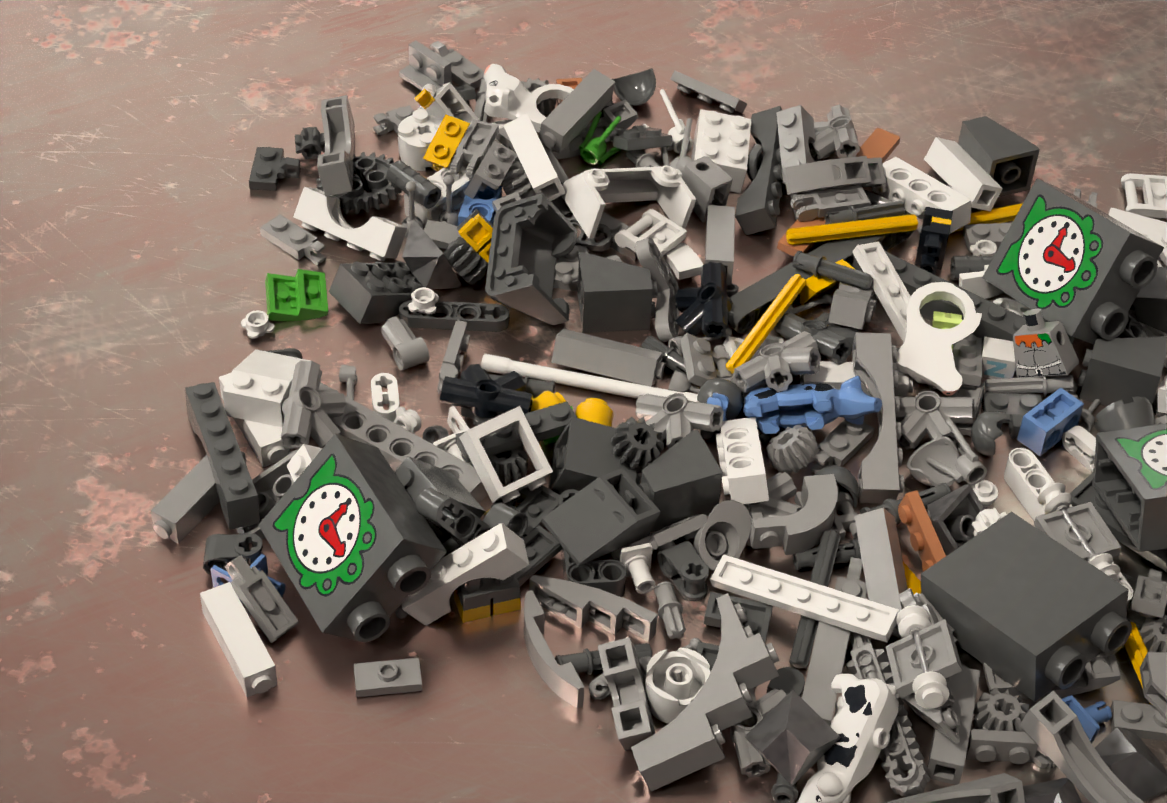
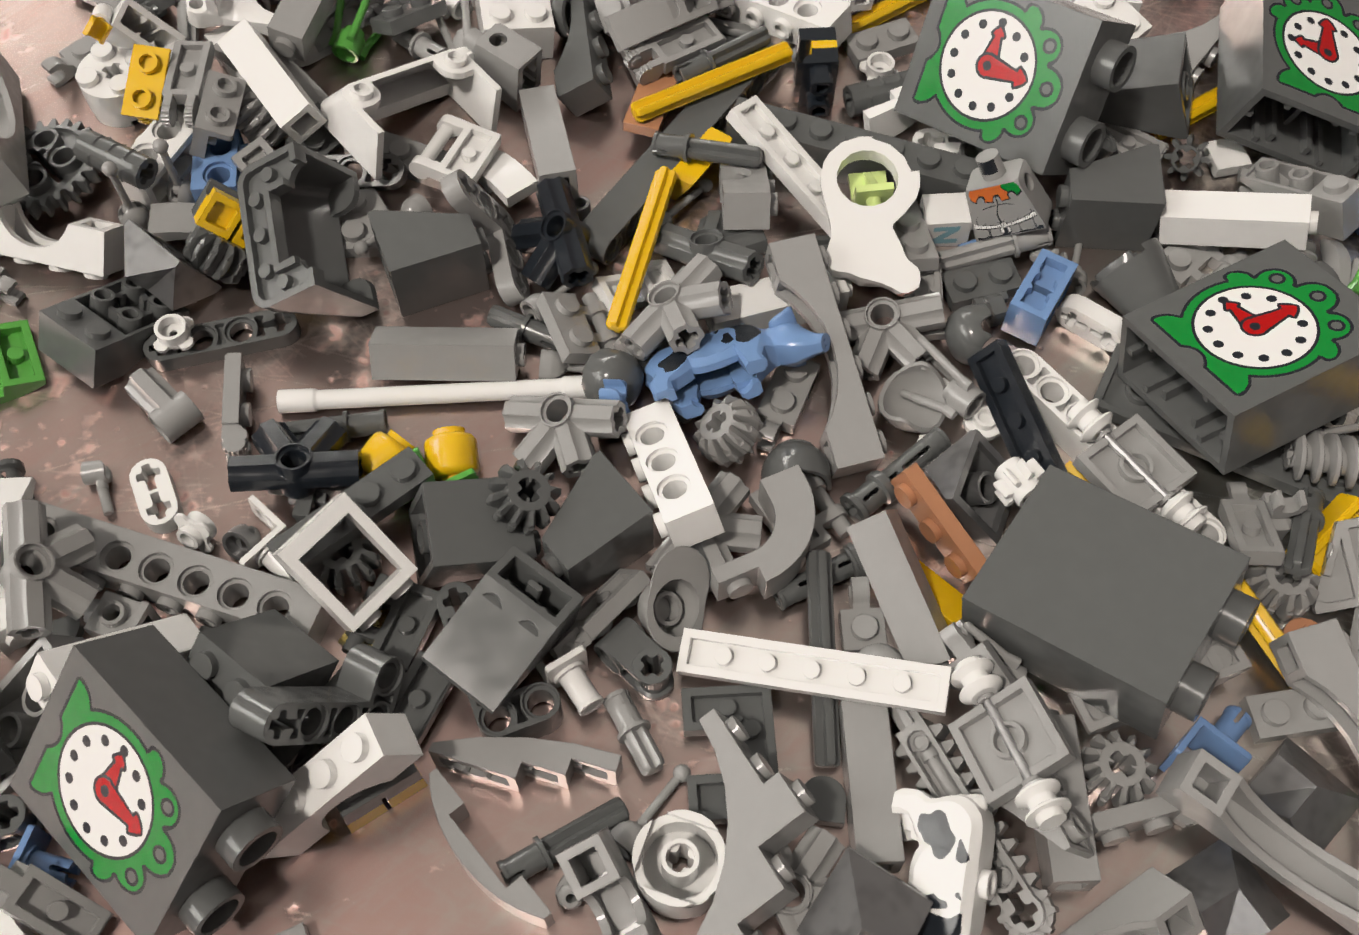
camera: 15 degrees left, 15 degrees up
(1003, 476) = (1013, 405): none -> black plate

